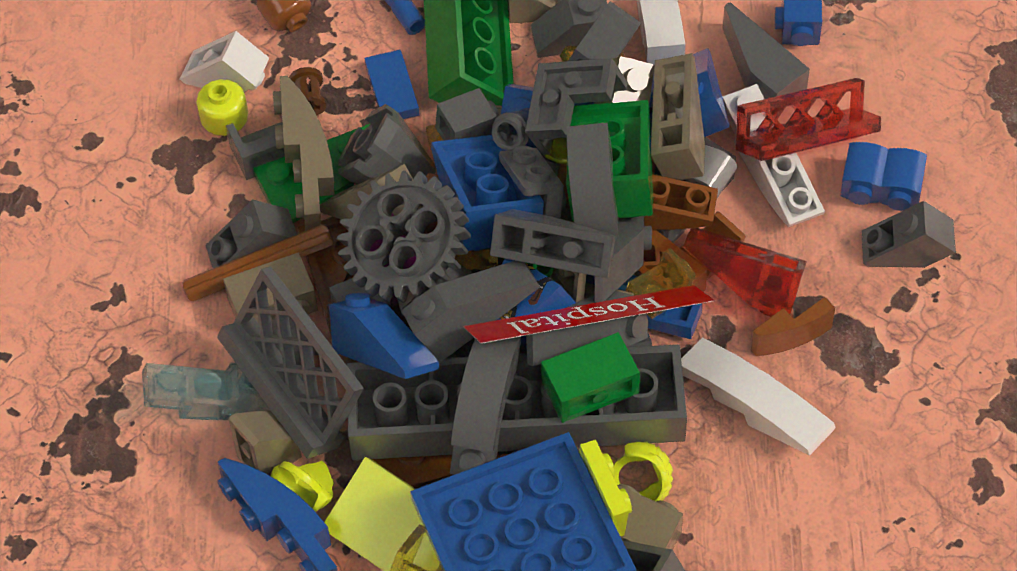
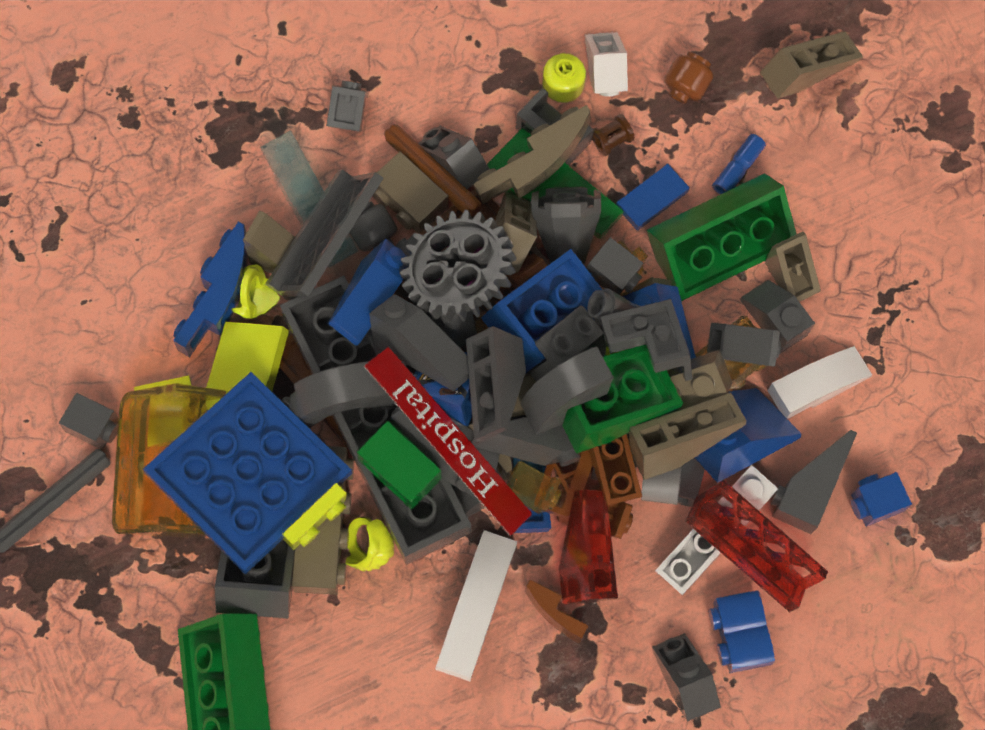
camera: 60 degrees right, 15 degrees up
(137, 317) = (347, 106): none -> dark grey bracket

